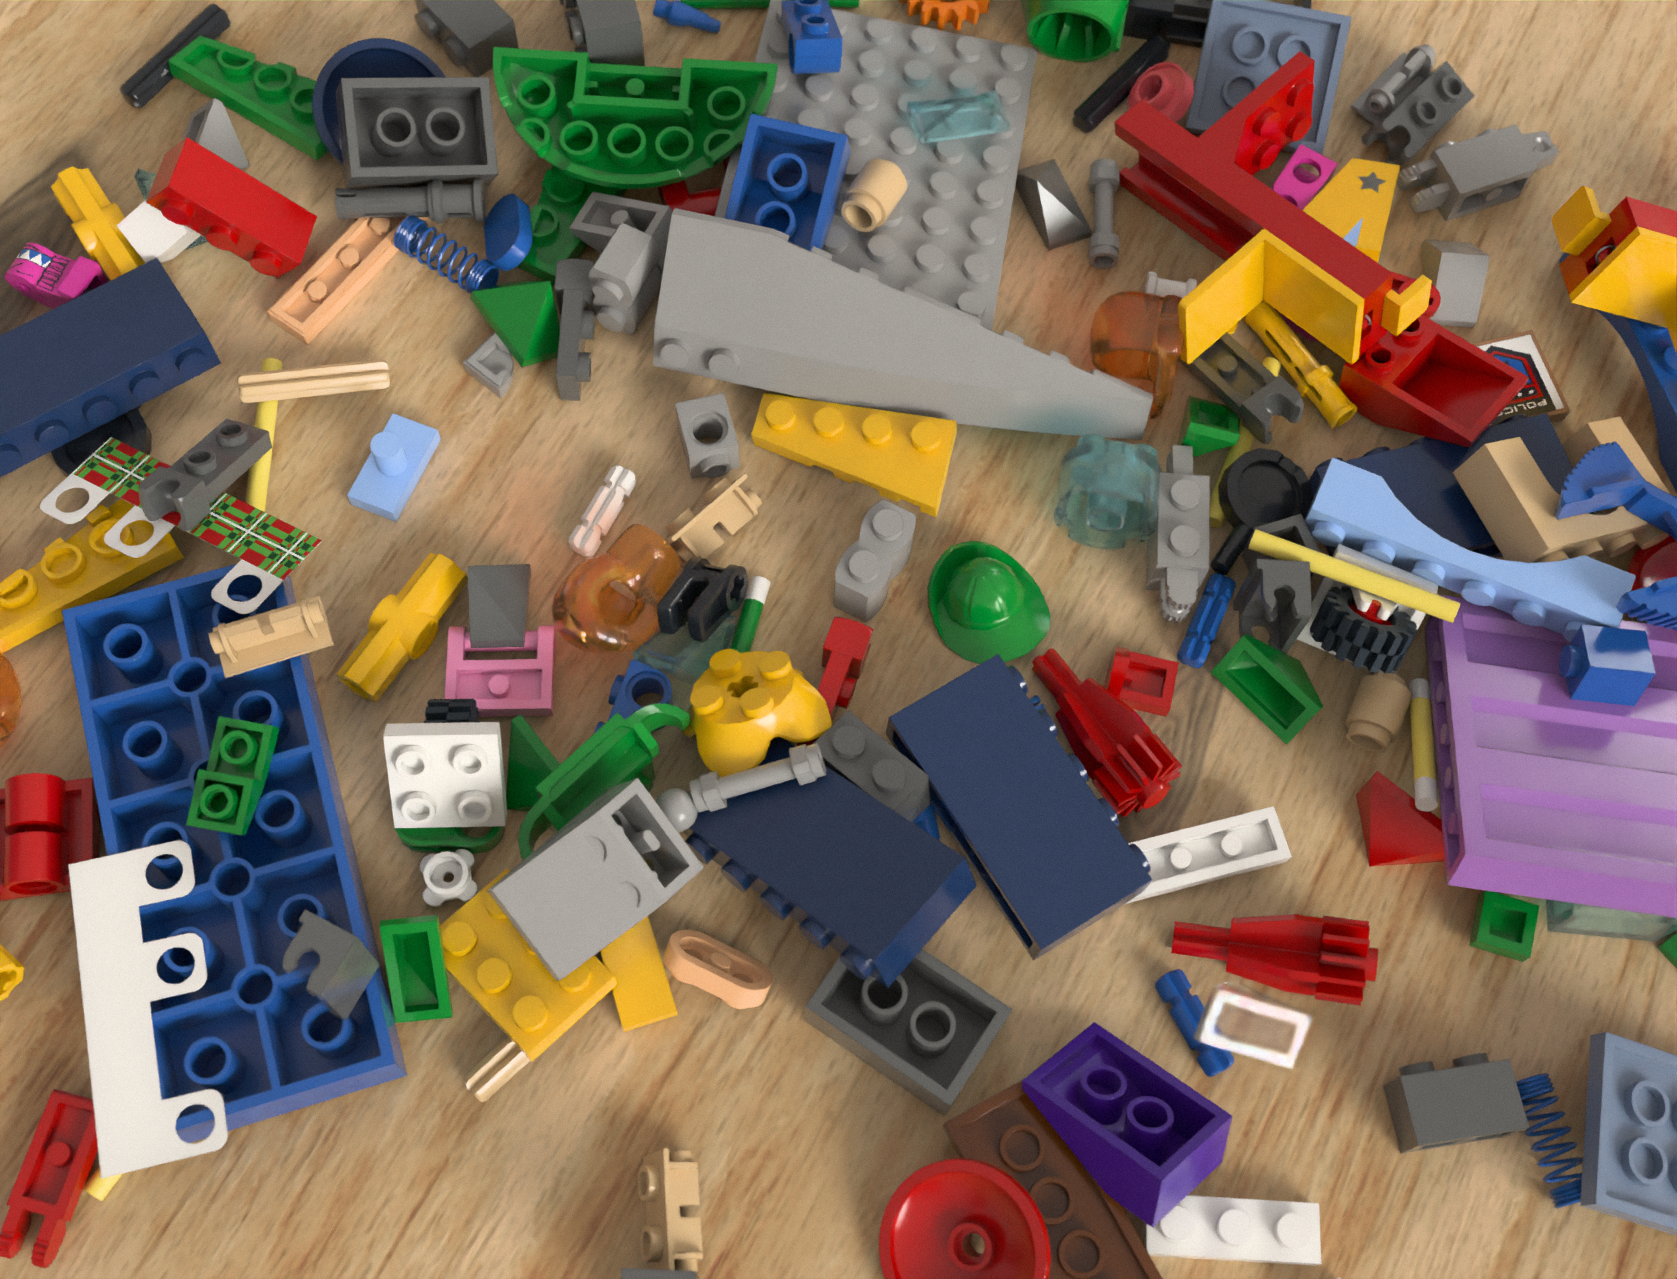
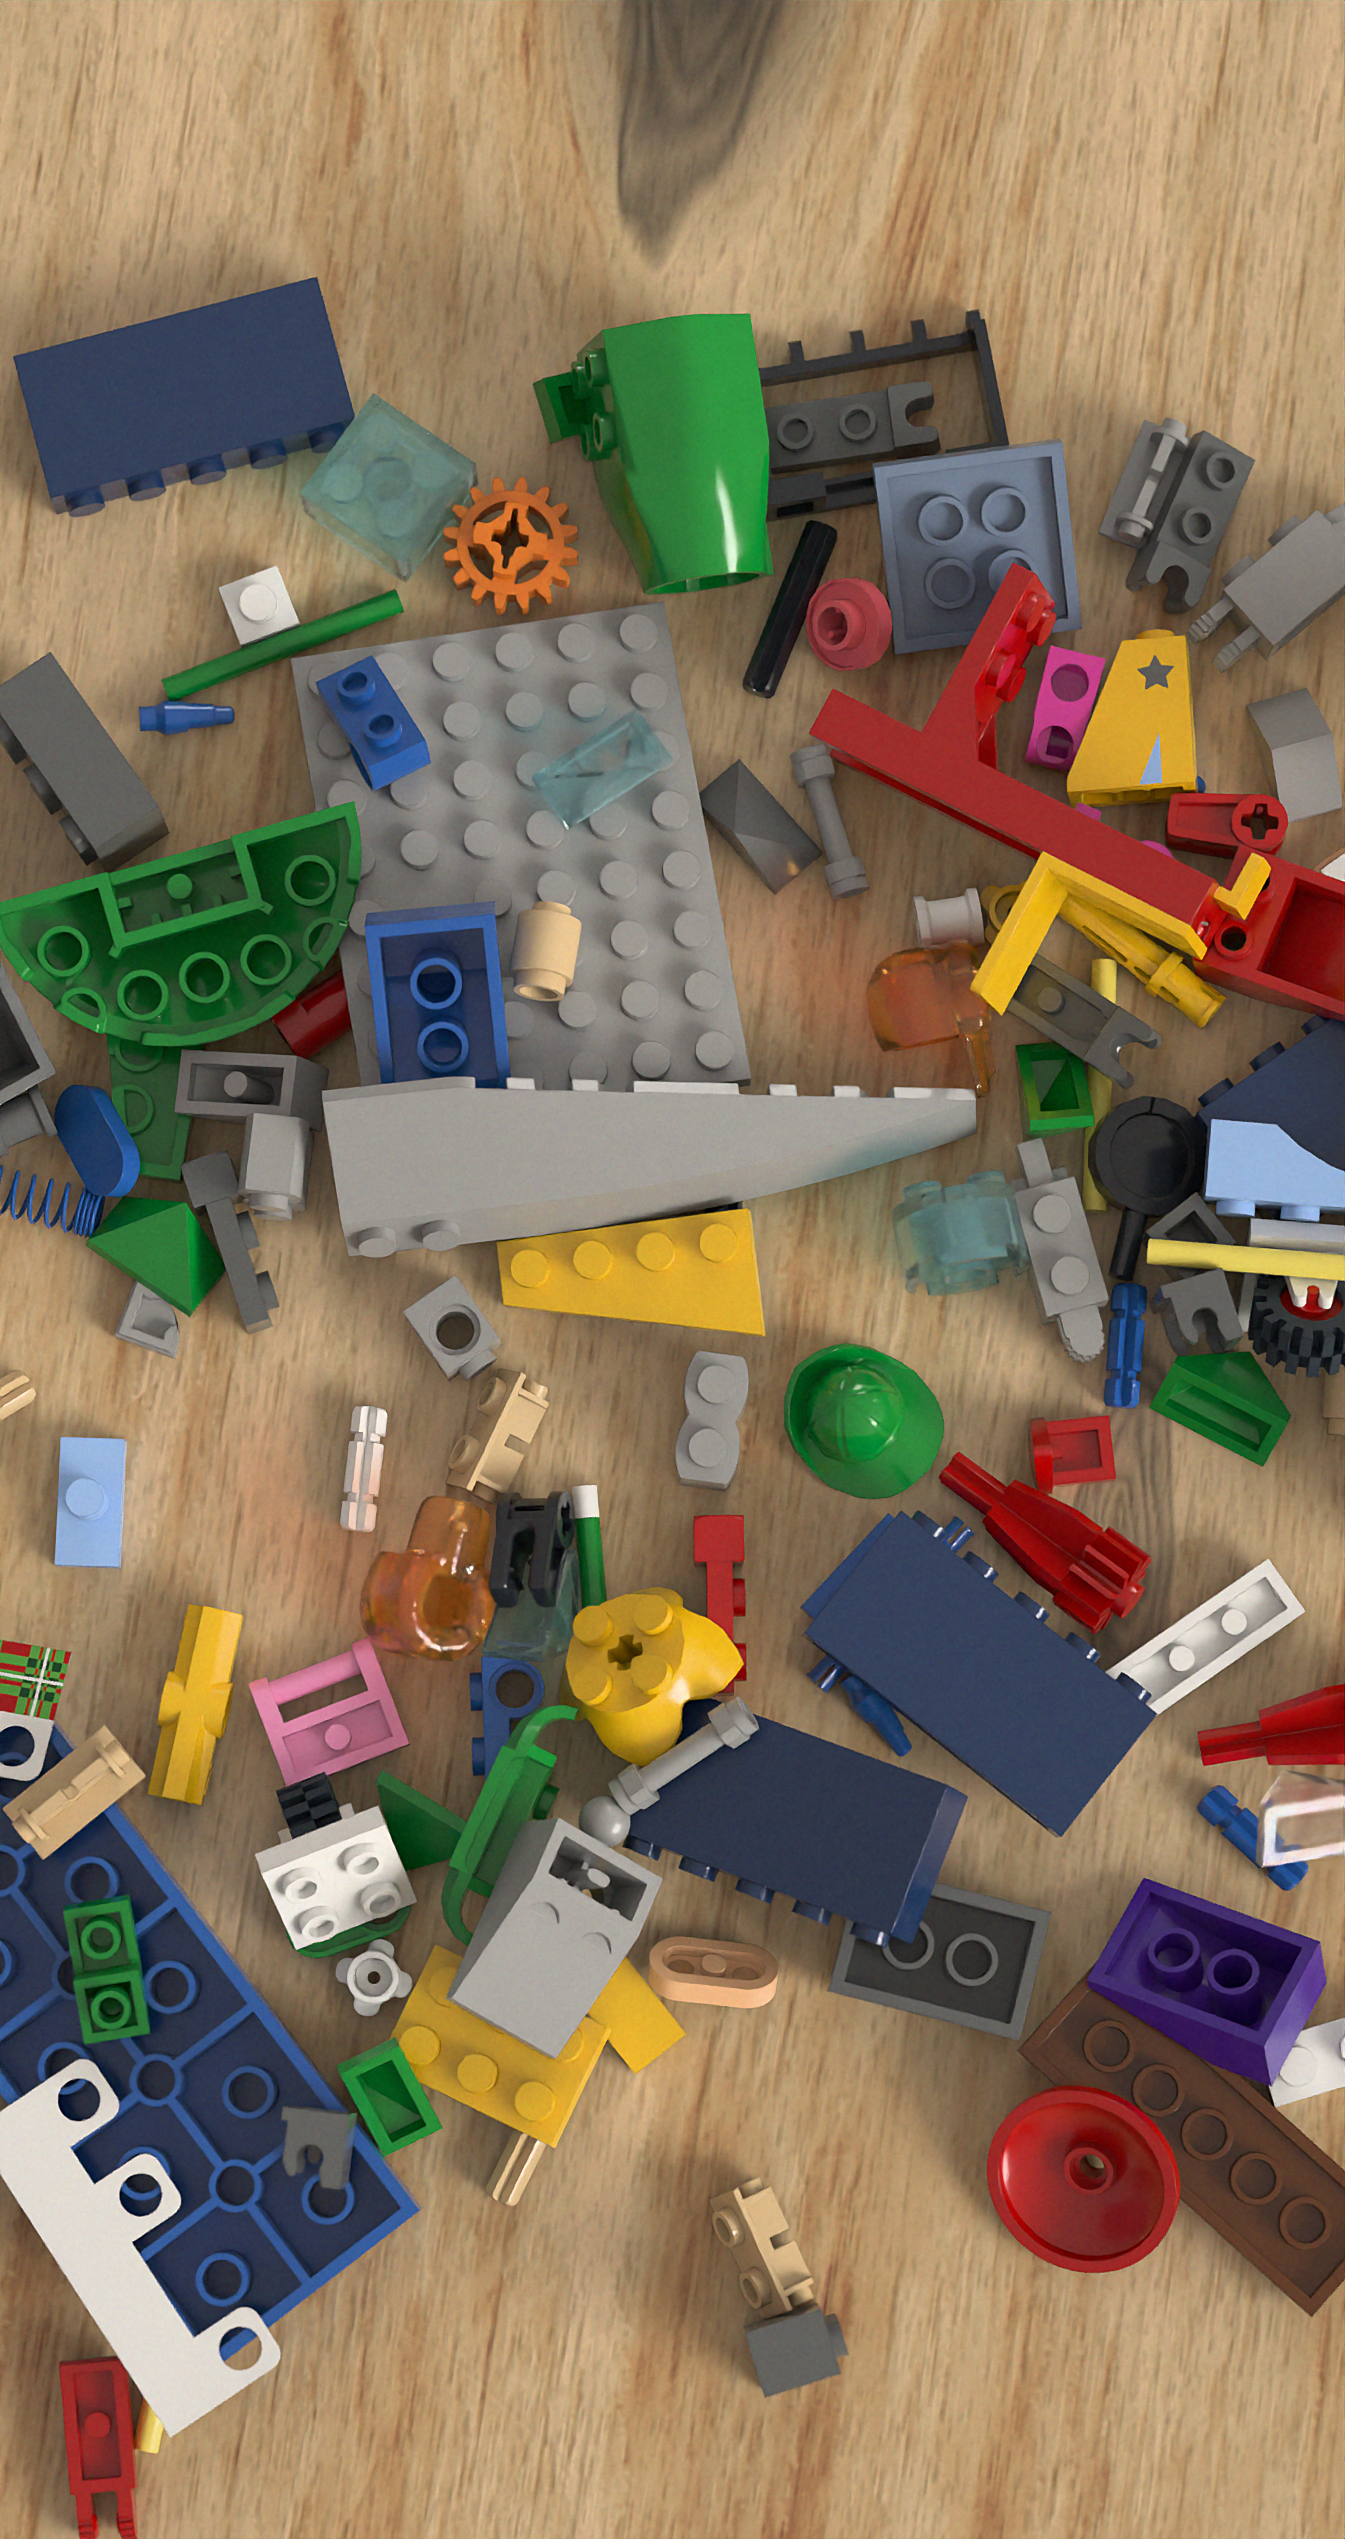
camera: 15 degrees left, 15 degrees up
(498, 605) = (296, 1636): dark grey slope -> none
(875, 766) = (804, 1695): dark grey brick -> none

